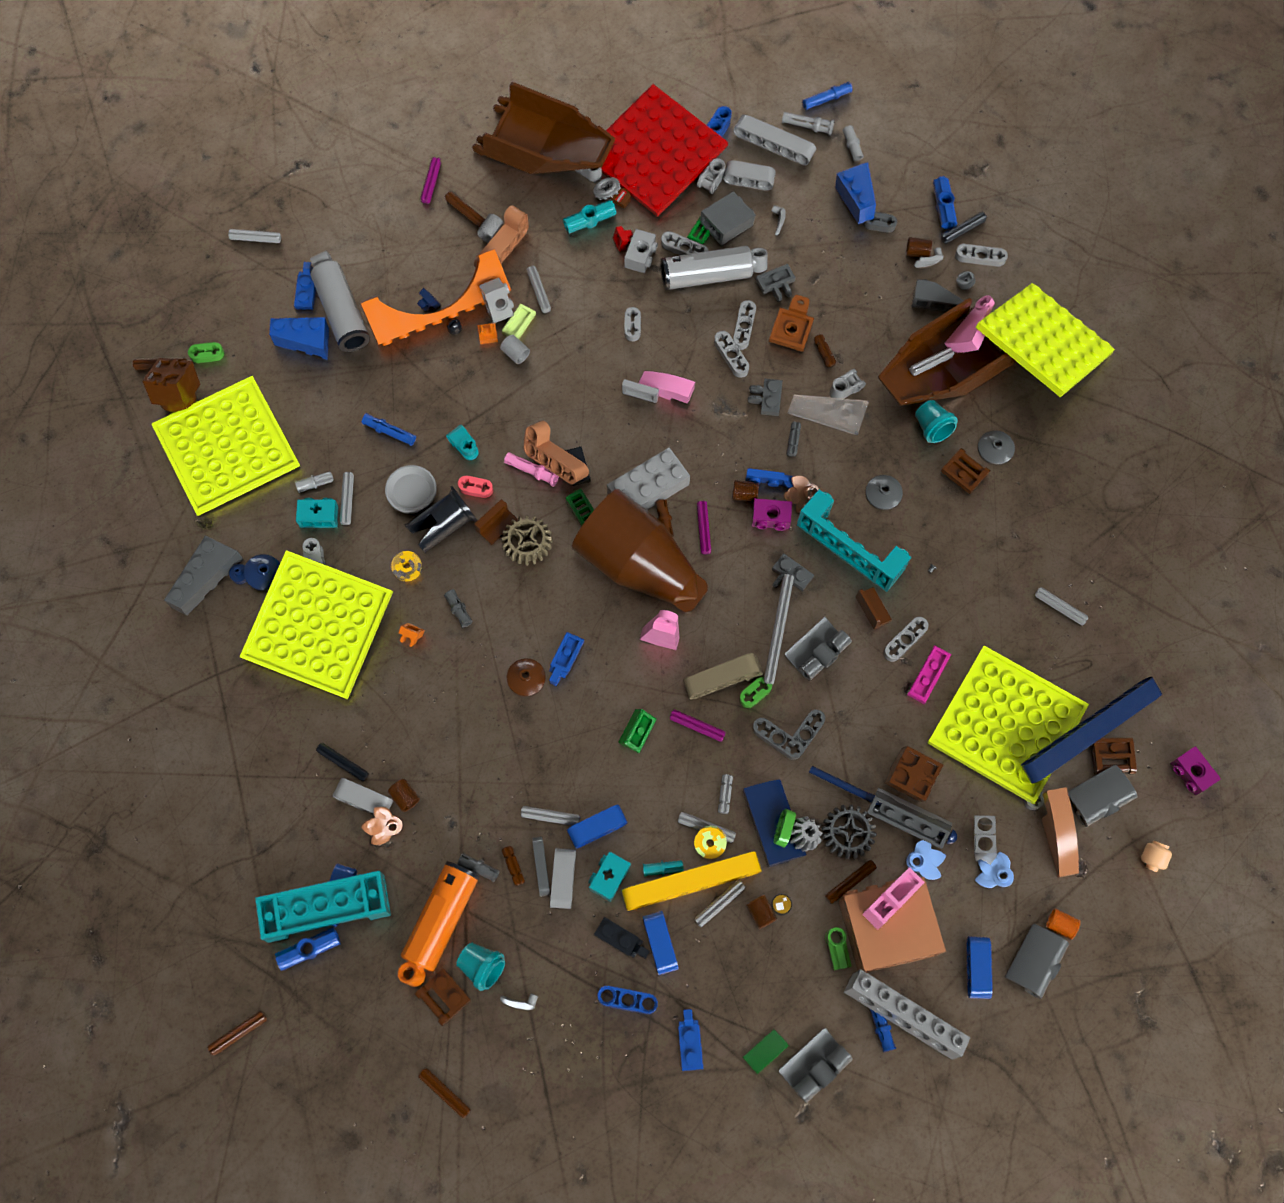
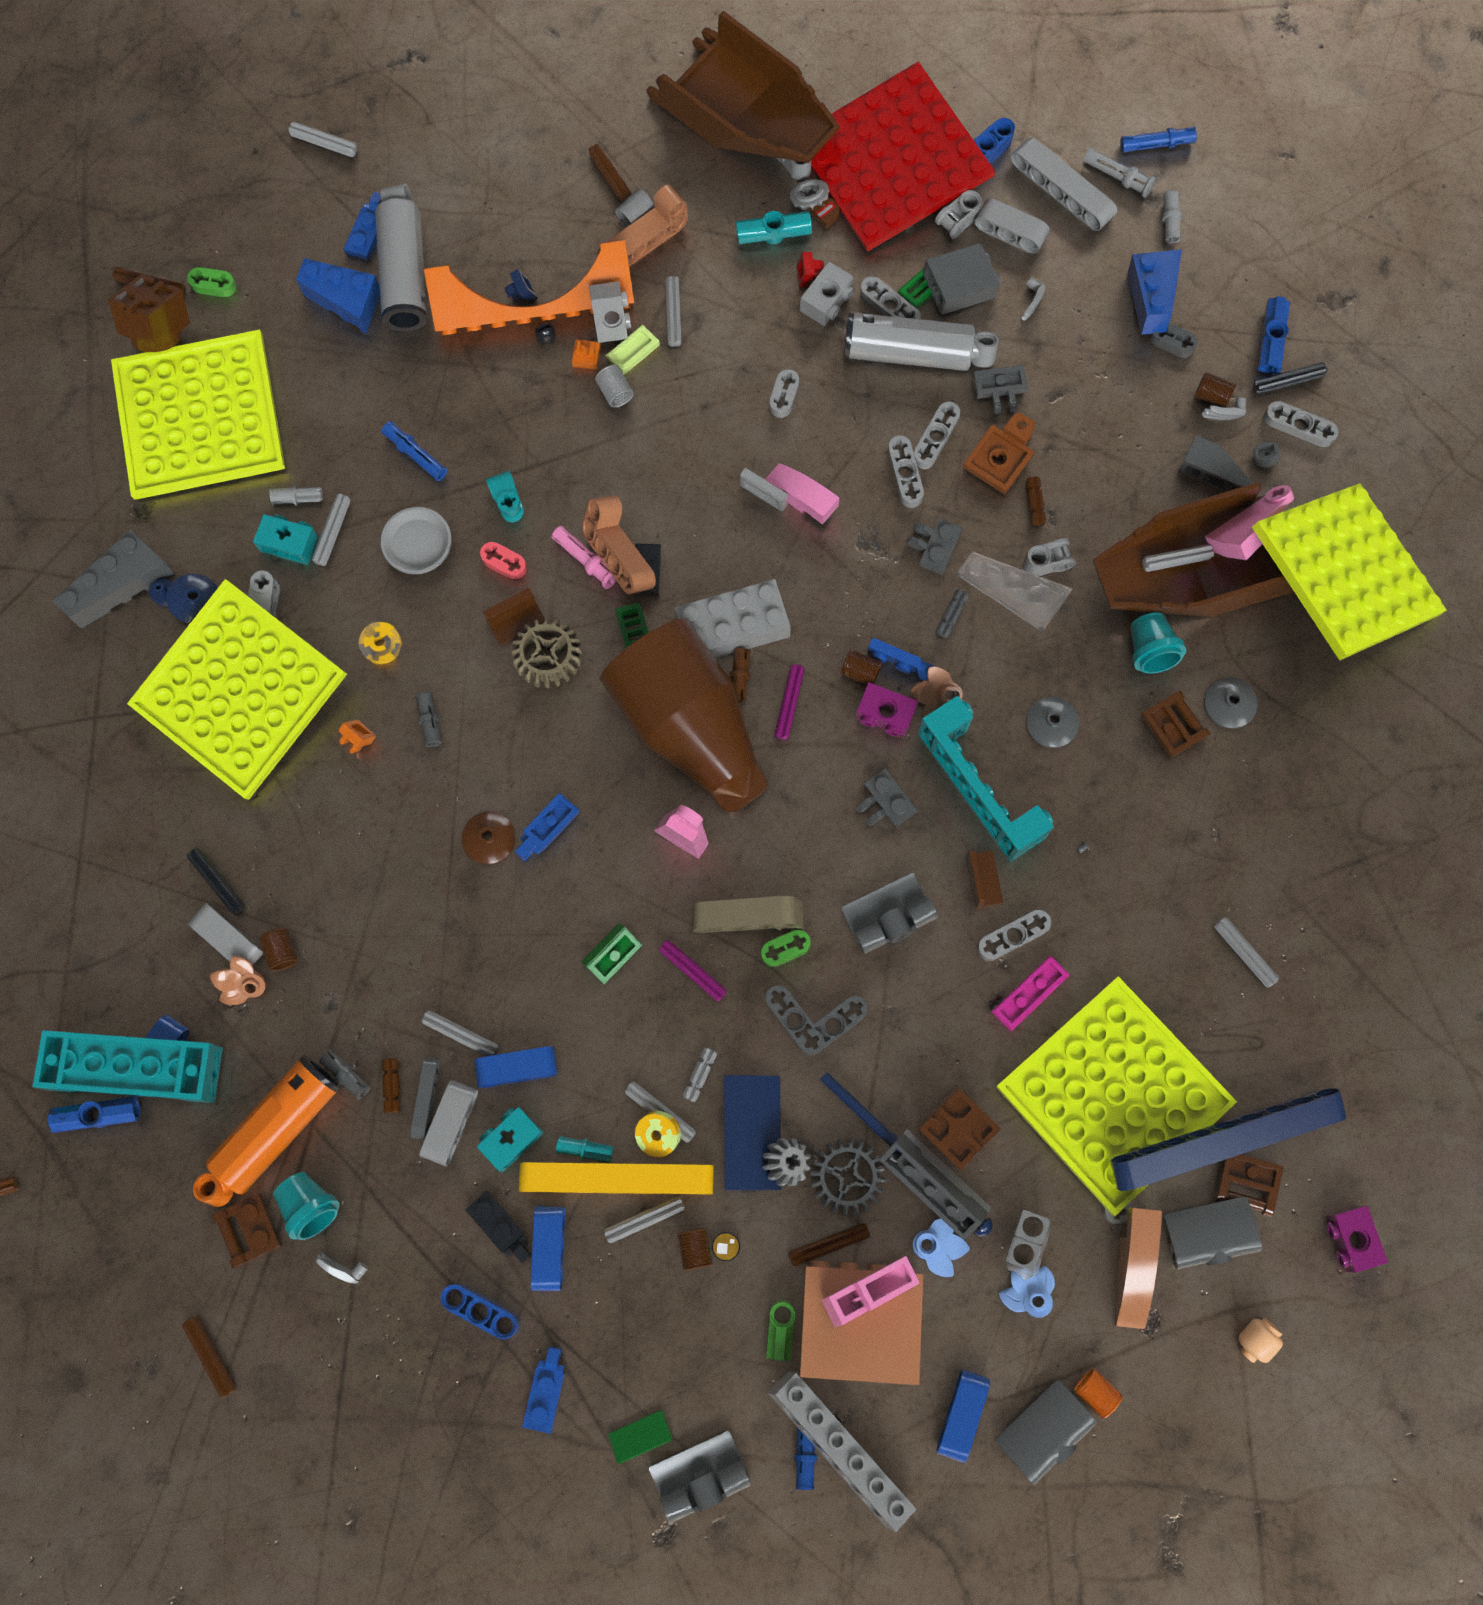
camera: 20 degrees right, 5 degrees up
(430, 180) = (577, 121): magenta axle -> none
(448, 513) = (449, 590): black piece -> none
(778, 630) = (842, 872): light grey axle -> none
(784, 828) = (760, 1146): bright green beam -> none

